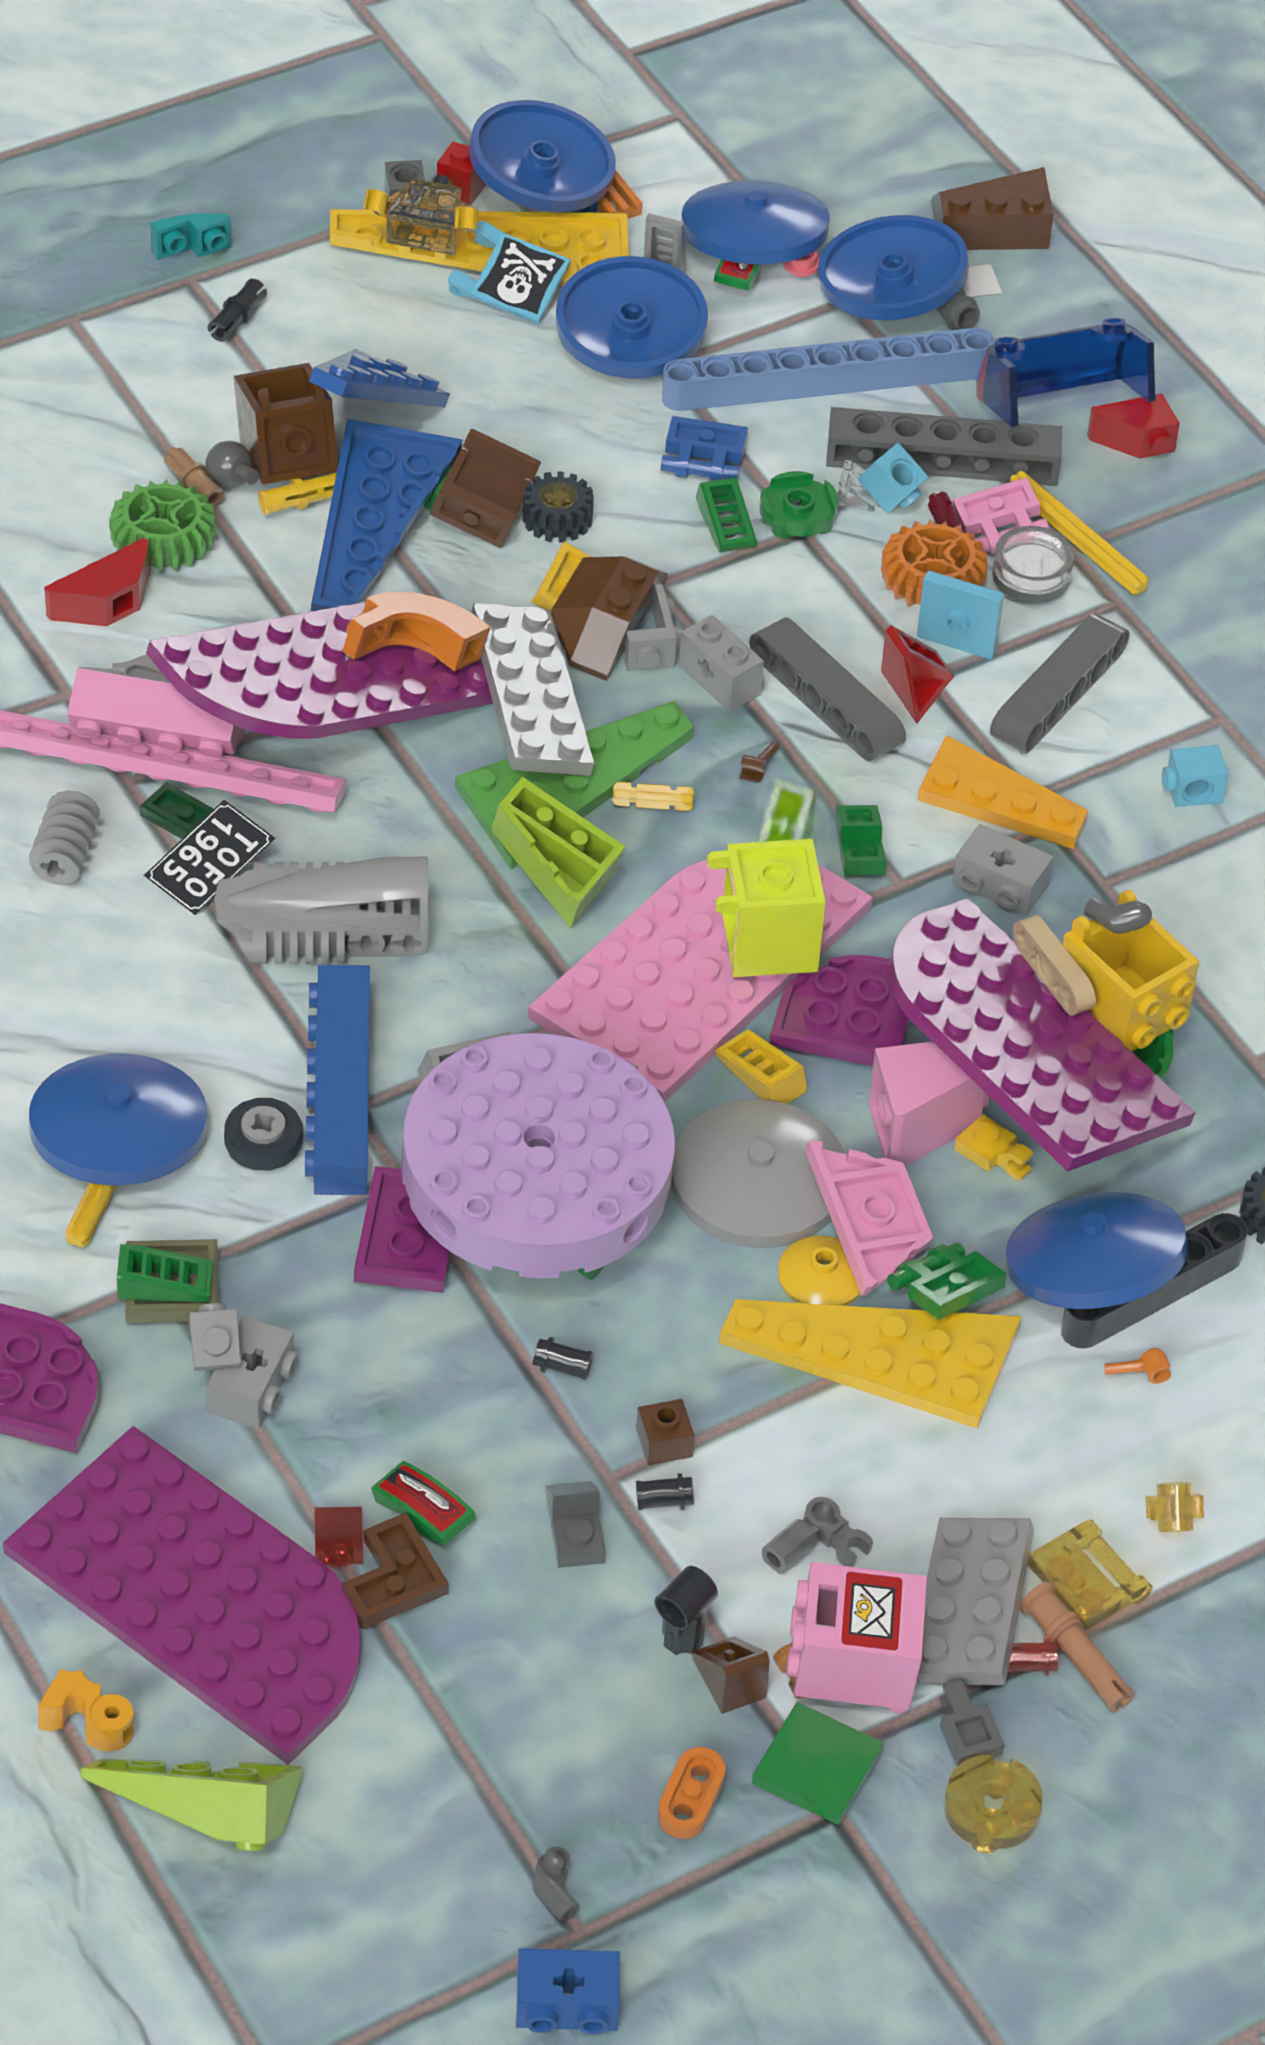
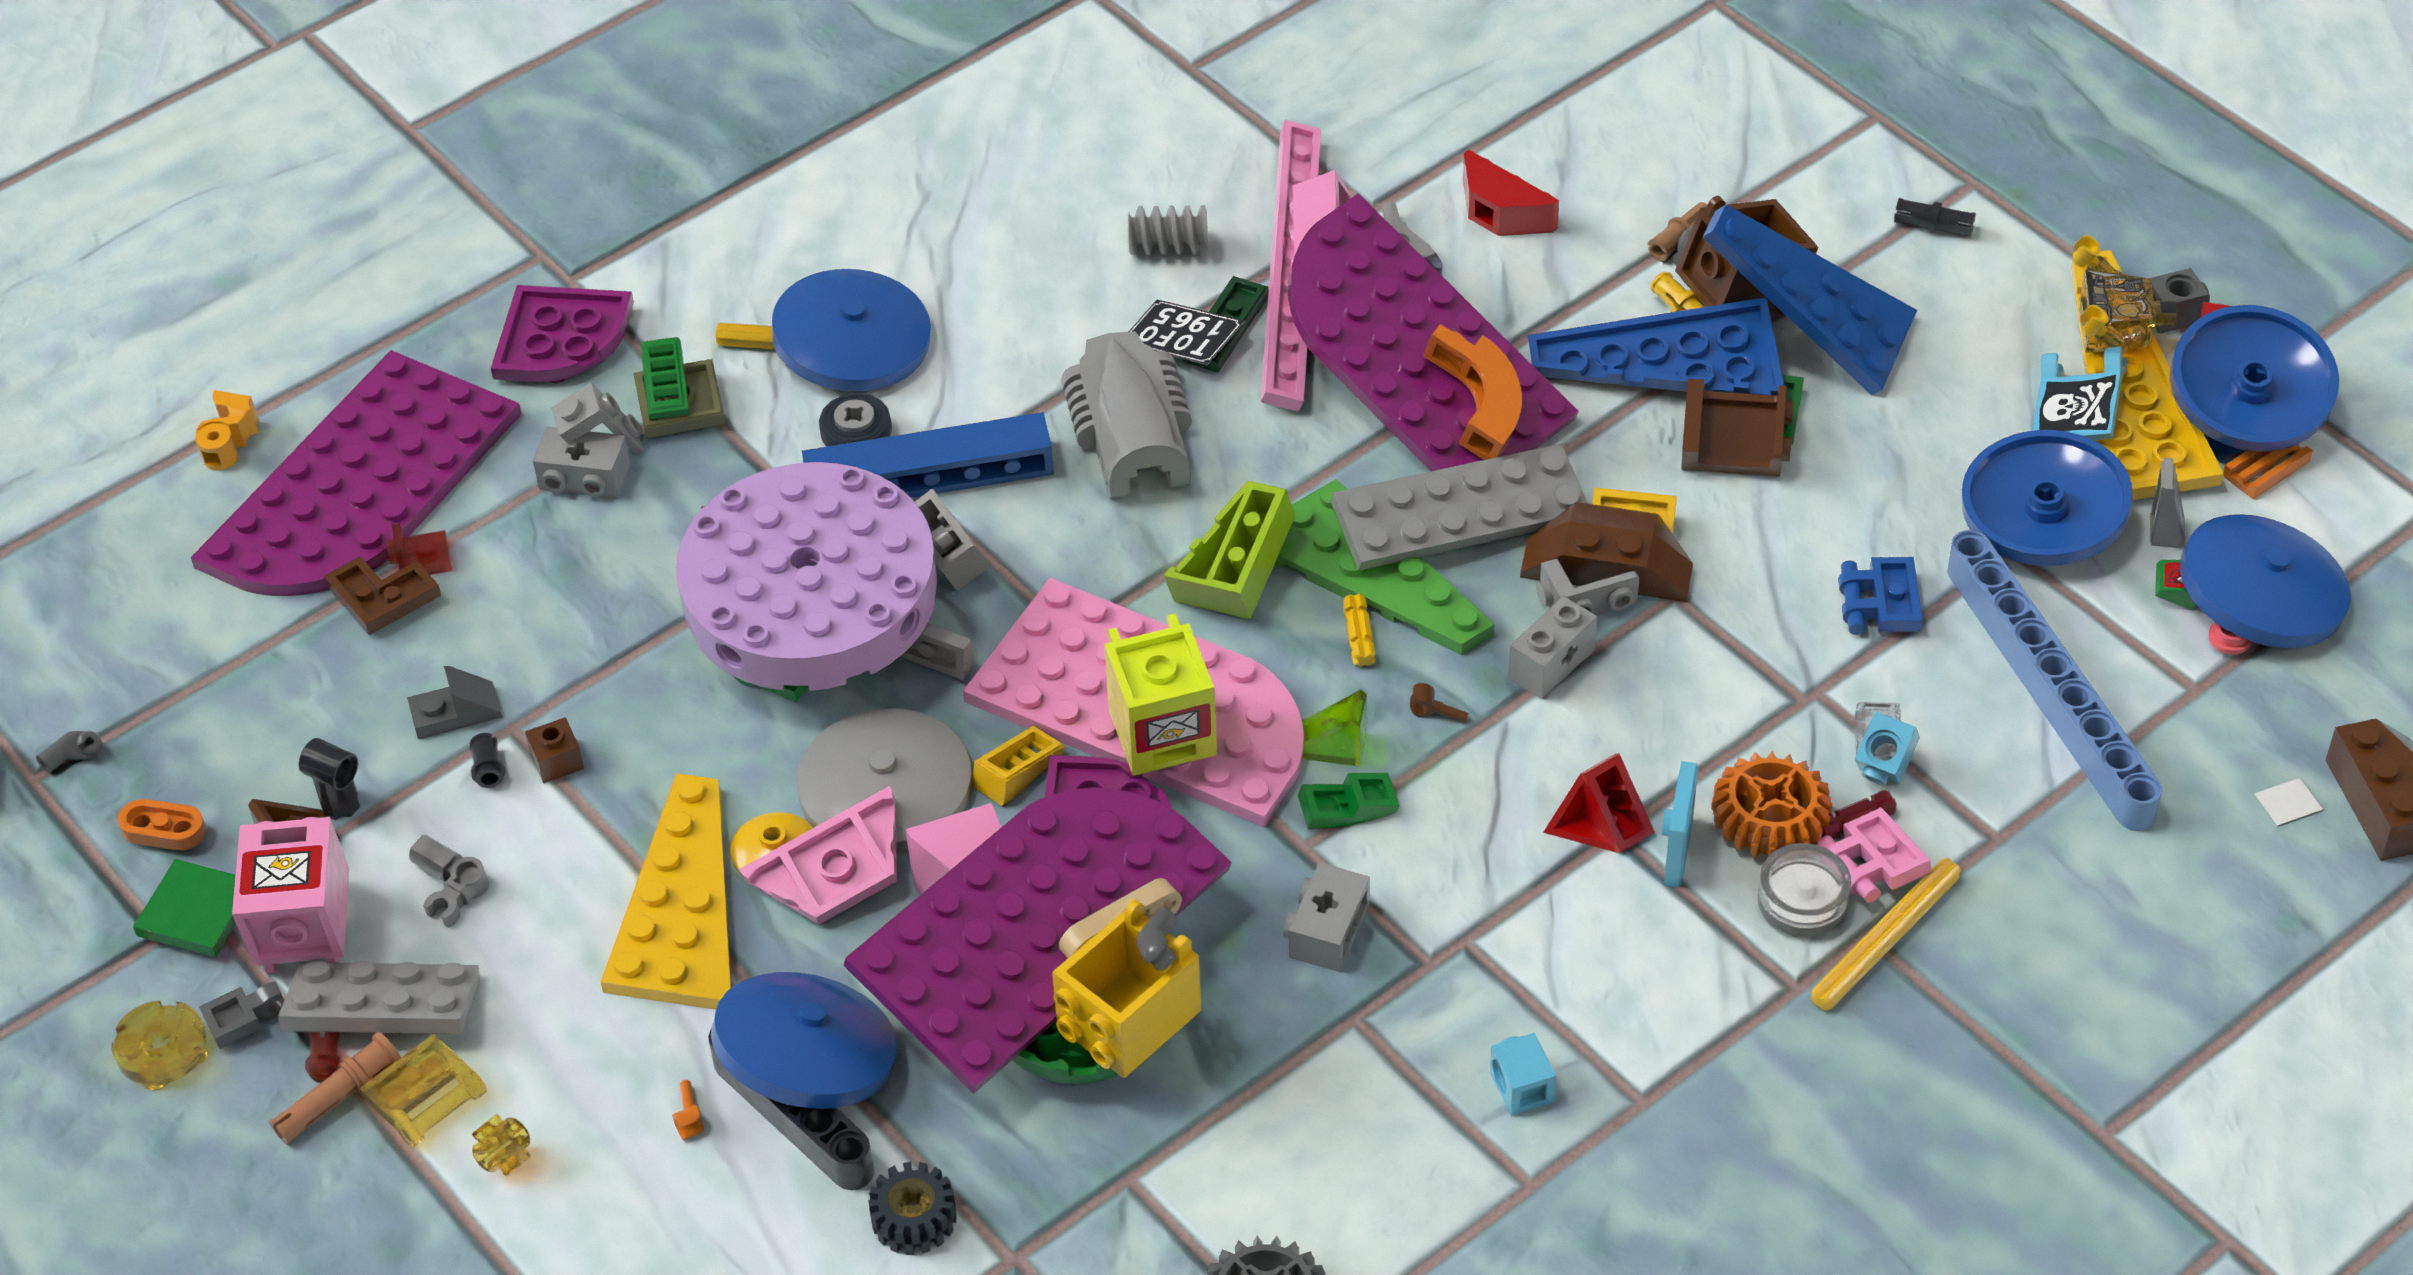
camera: 85 degrees right, 0 degrees up
(172, 520) = (1600, 219): bright green gear -> none
(196, 232) = (2024, 158): teal slope -> none
(230, 1804) = (149, 513): lime wedge -> none
(428, 1503) = (454, 600): slope -> none
(558, 507) = (1743, 493): black wheel -> none
(562, 1358) = (632, 659): black pin -> none
(730, 492) = (1803, 606): green slope -> none
(788, 520) = (1821, 702): green plate -> none
(828, 689) = (1550, 741): dark grey beam -> none
(893, 267) = (2237, 703): blue dish -> none
(946, 444) = (1971, 793): dark grey brick -> none
(947, 1279) = (752, 939): green plate -> none
(960, 312) = (2209, 777): dark grey cone -> none
(991, 792) = (1450, 908): light orange wing -> none
(1059, 683) = (1631, 937): dark grey beam -> none
(1065, 361) = (2157, 893): clear blue windscreen -> none
(1135, 426) = (2084, 967): red slope -> none

